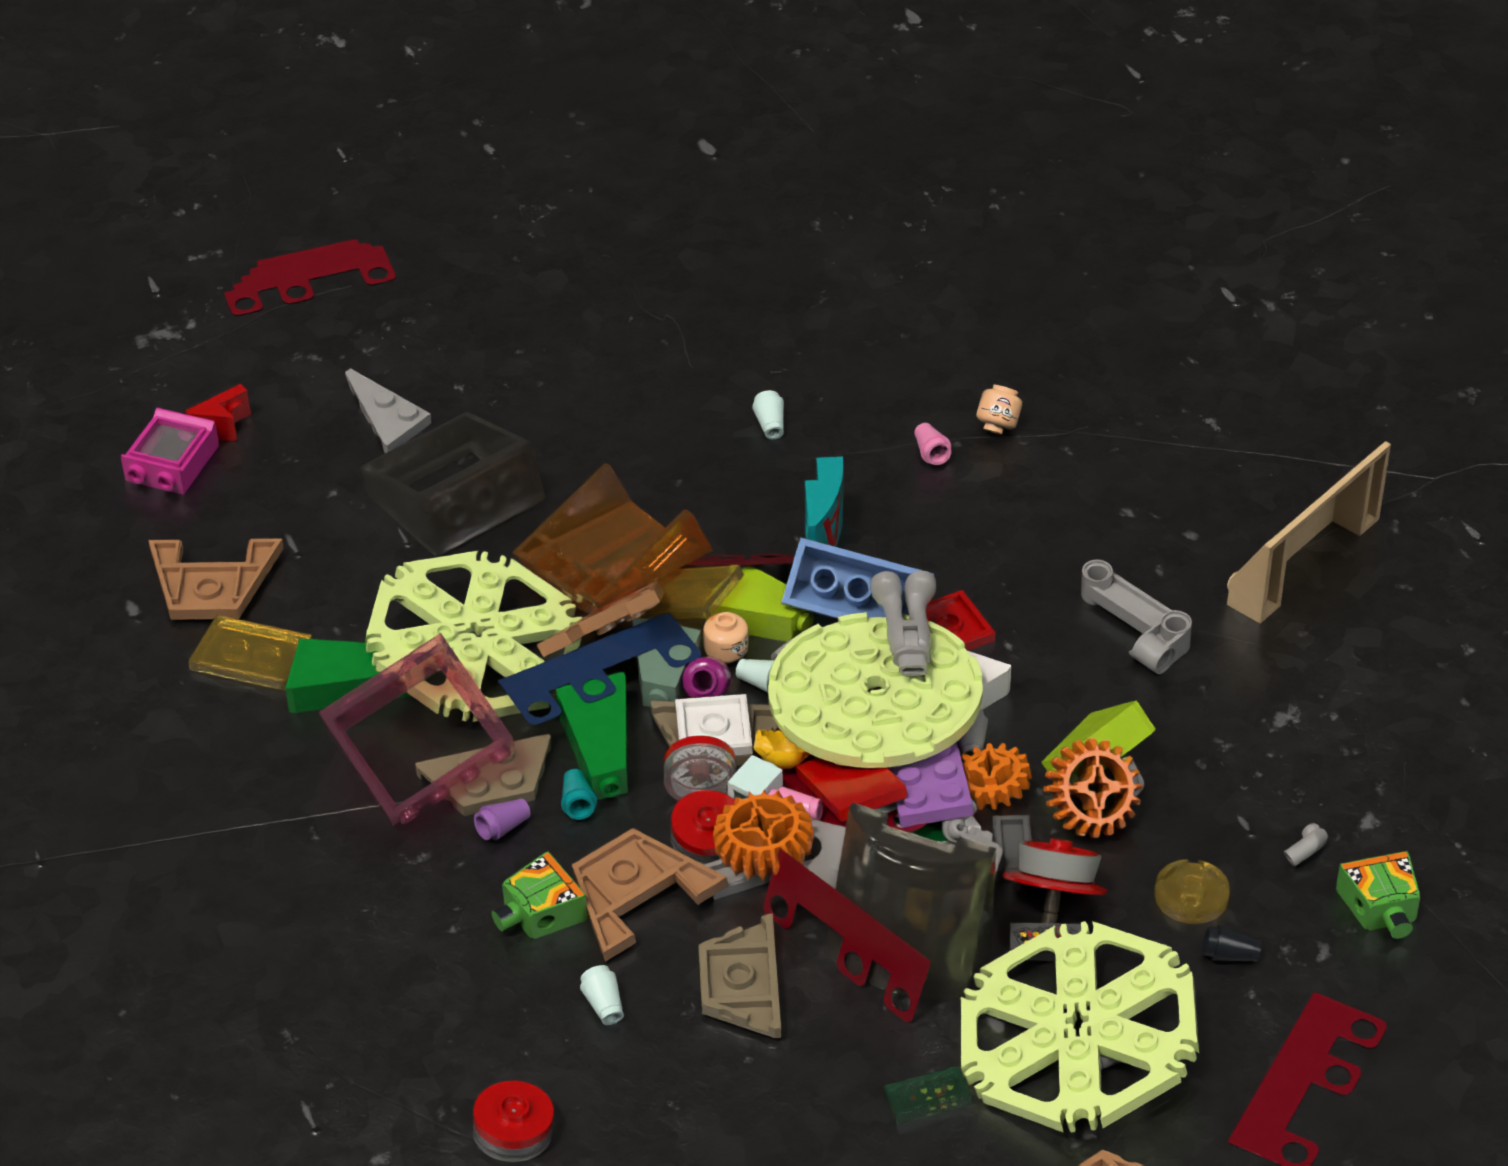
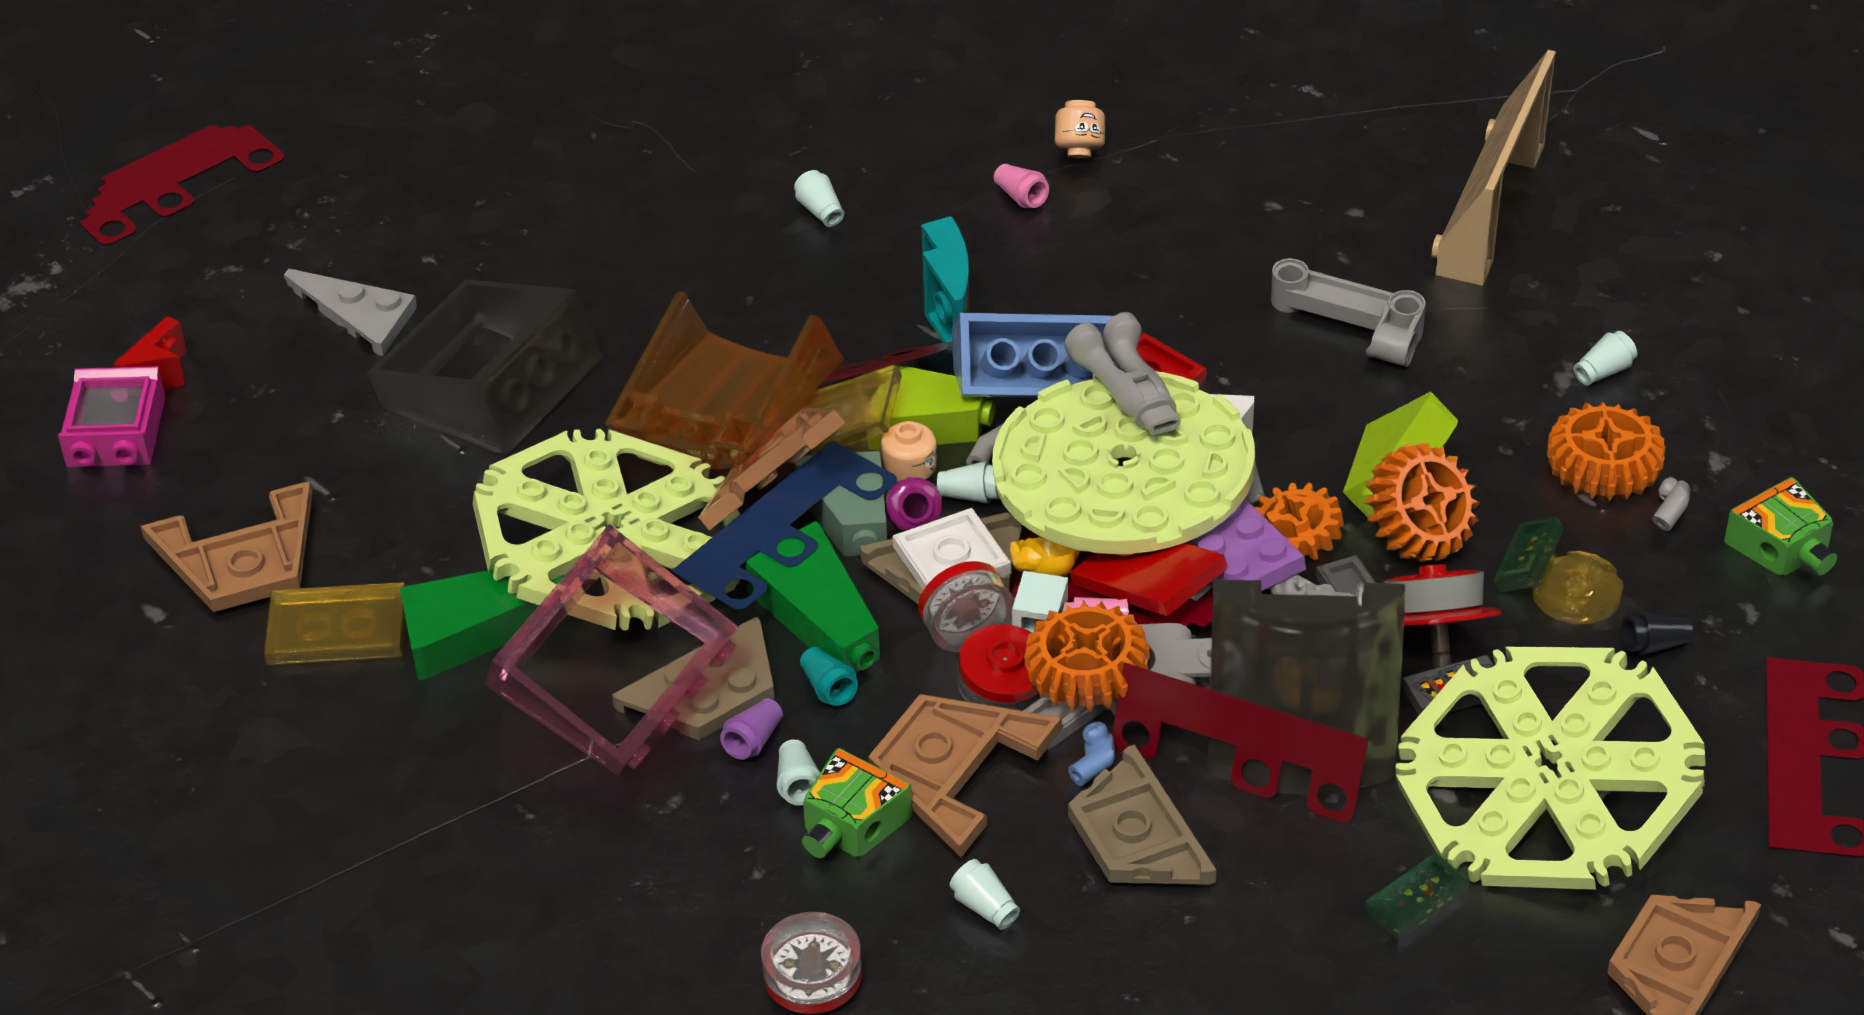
camera: 20 degrees left, 0 degrees up
(449, 1006) = (811, 962): none -> clear piece
(514, 857) = (795, 771): none -> light aqua cone
(746, 914) = (1098, 754): none -> medium blue arm
(1164, 853) = (1528, 554): none -> clear green tile
(1274, 787) = (1606, 451): none -> orange gear
(1320, 711) = (1607, 357): none -> light aqua cone

